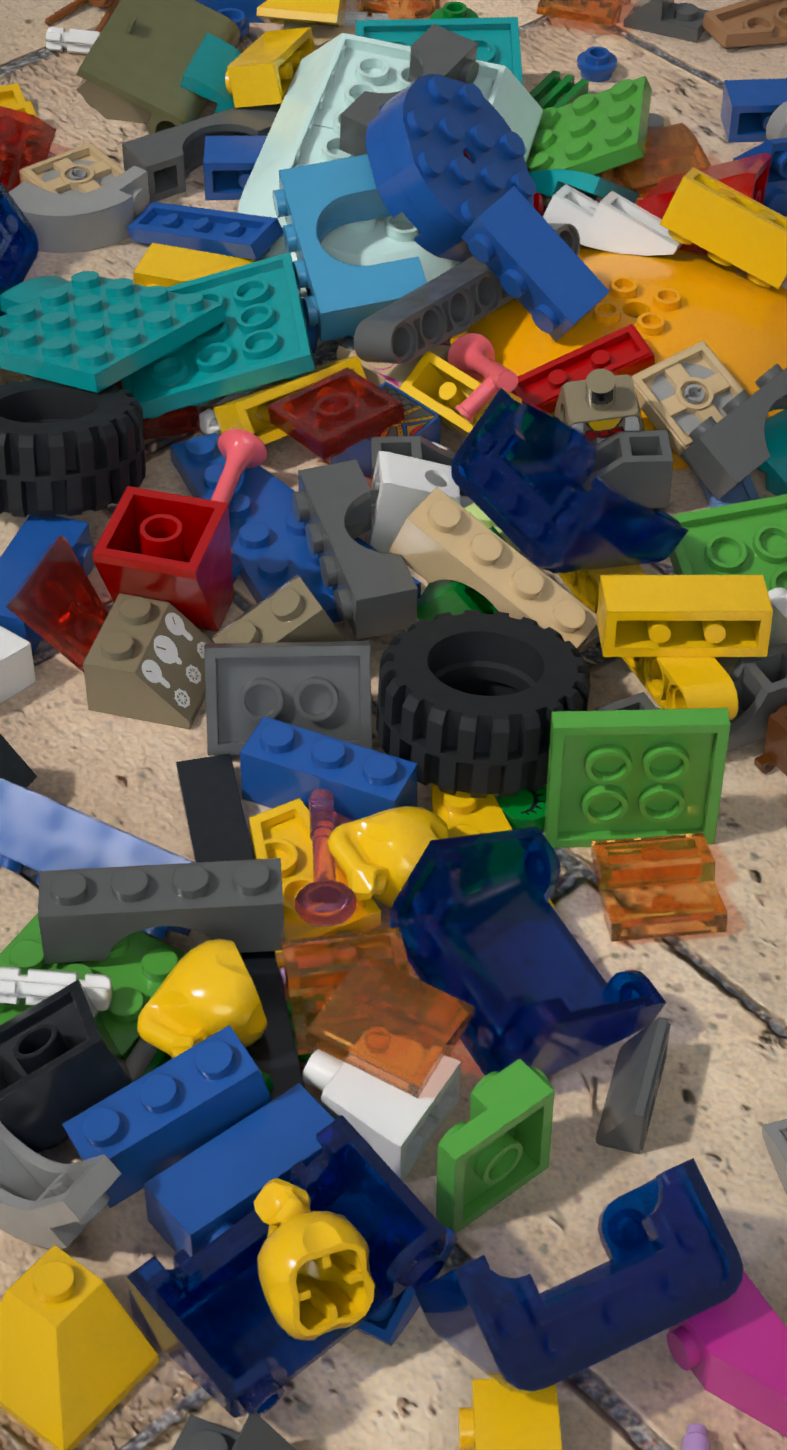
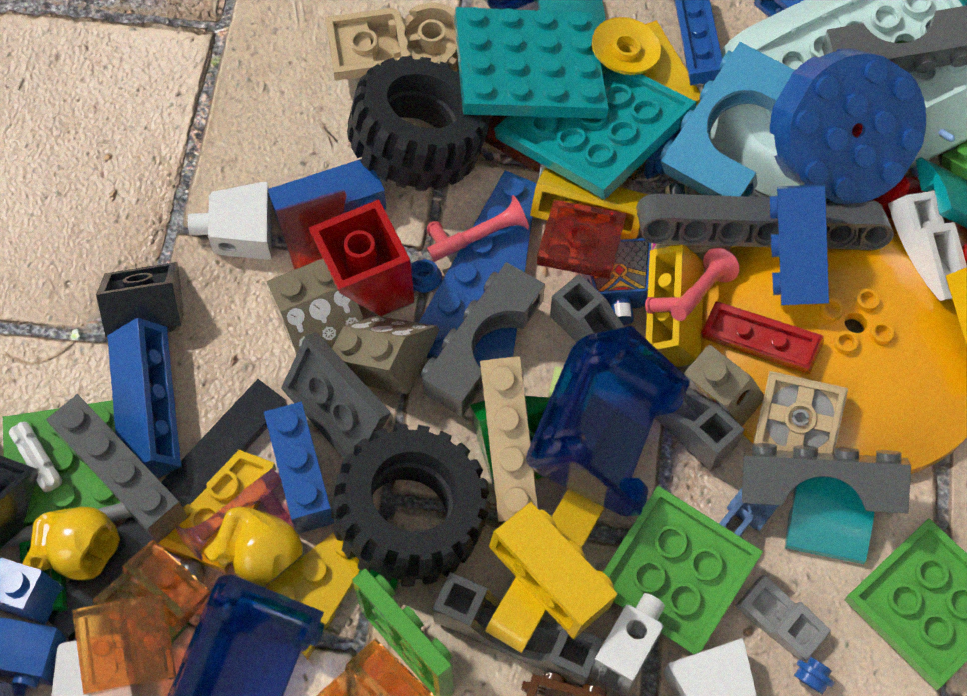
camera: 50 degrees right, 20 degrees up
(162, 263) = (626, 46): none -> yellow dish
(398, 489) = (551, 332): white torso -> none

